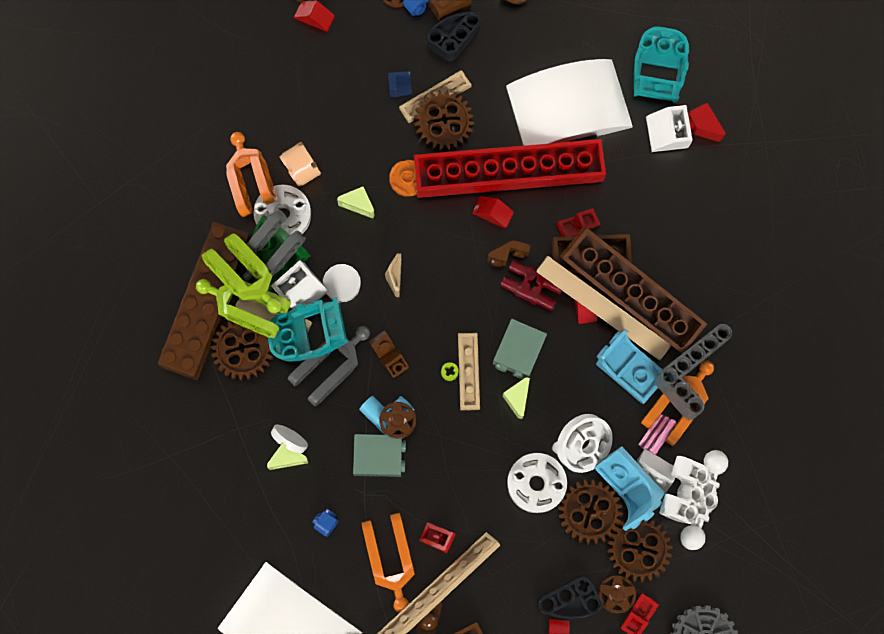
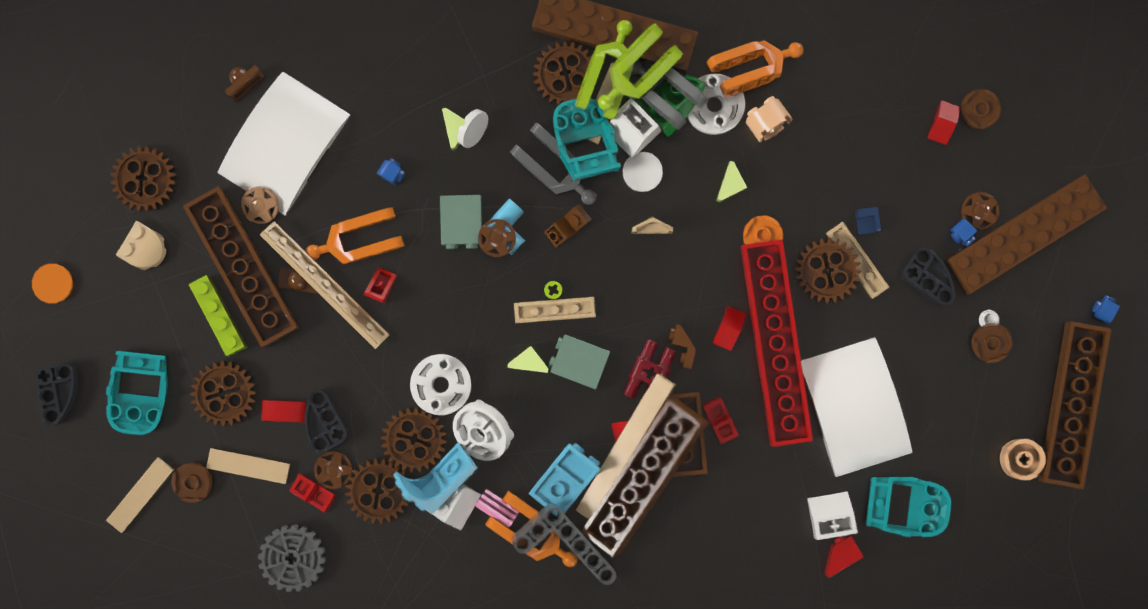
camera: 90 degrees right, 10 degrees up
(695, 495) = (433, 546): white connector -> none

